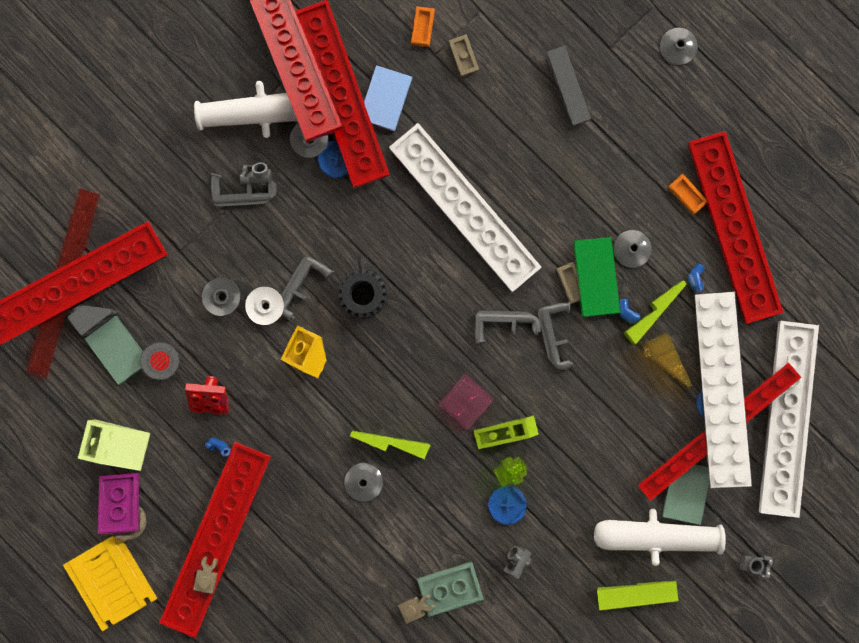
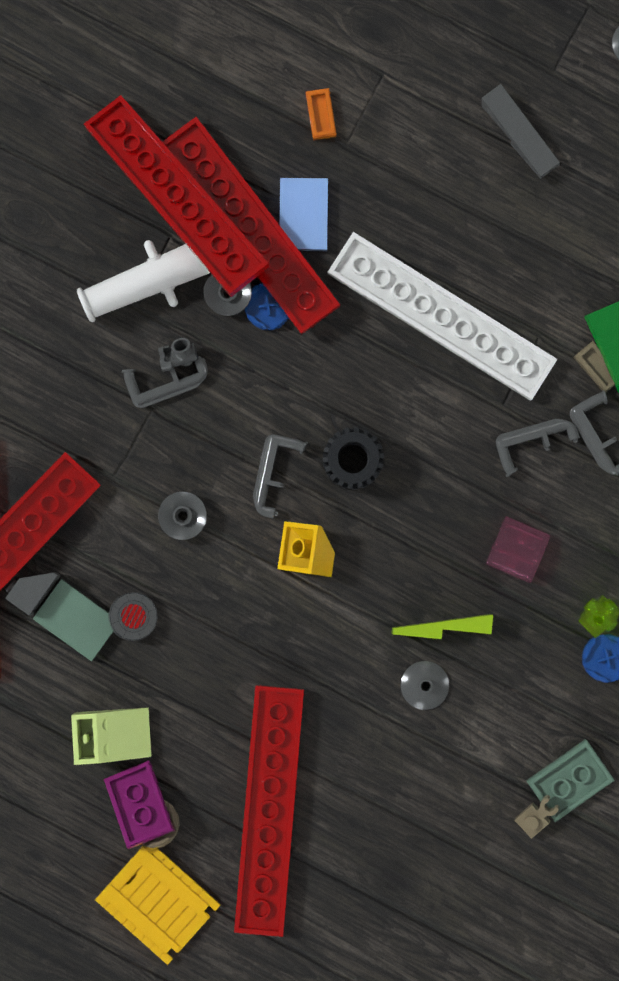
camera: 20 degrees left, 0 degrees up
(205, 578) = (274, 861): dark tan plate -> none
(207, 397) = (206, 642): red plate -> none
(220, 445) = (239, 695): blue arm -> none
(255, 304) = (226, 506): white dish -> none
(463, 55) = (382, 133): dark tan plate -> none
(506, 432) = (578, 571): lime slope -> none

